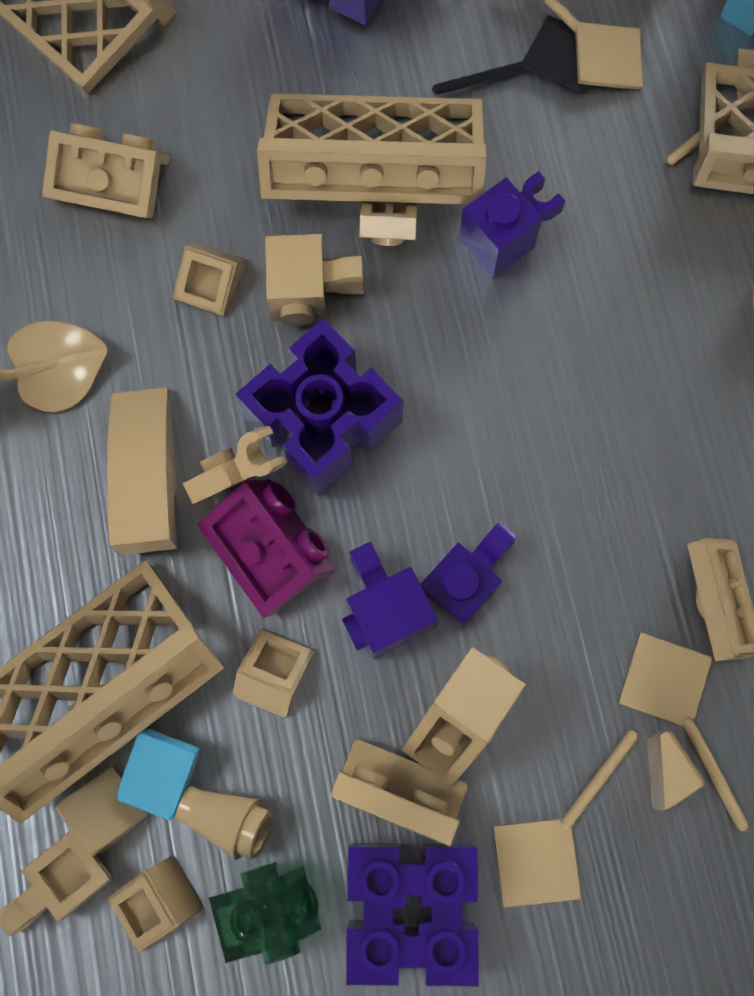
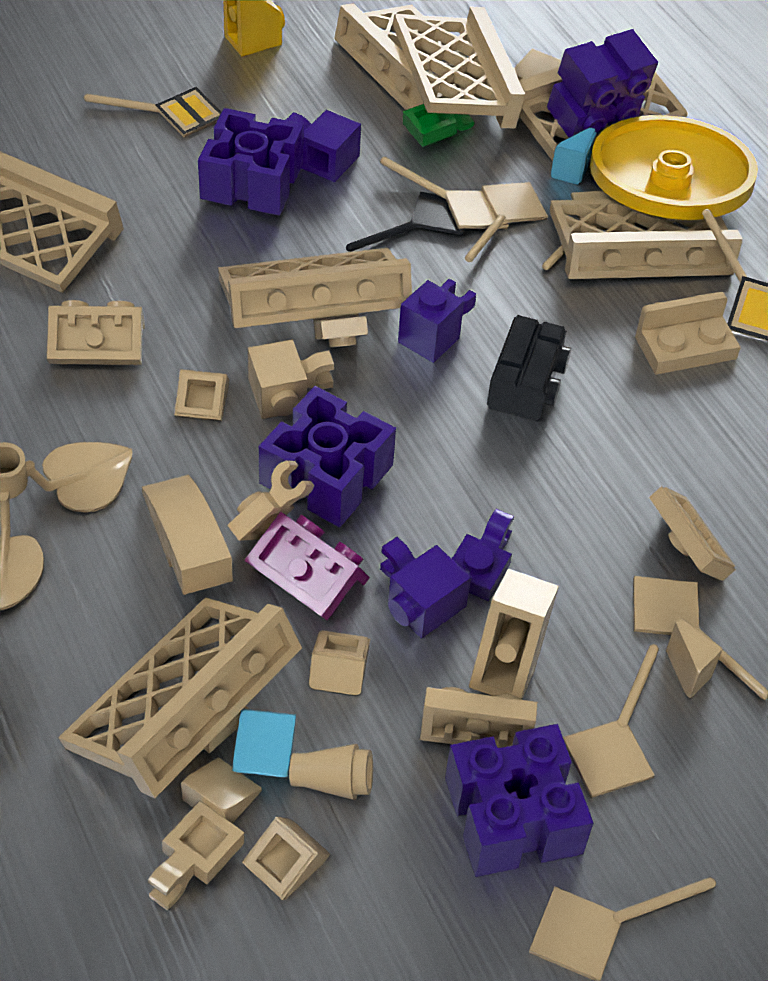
camera: 20 degrees left, 25 degrees down
(266, 914) = (393, 823): clear green brick -> none
(598, 318) = (527, 368): none -> black brick
(656, 55) = (509, 204): none -> tan piece

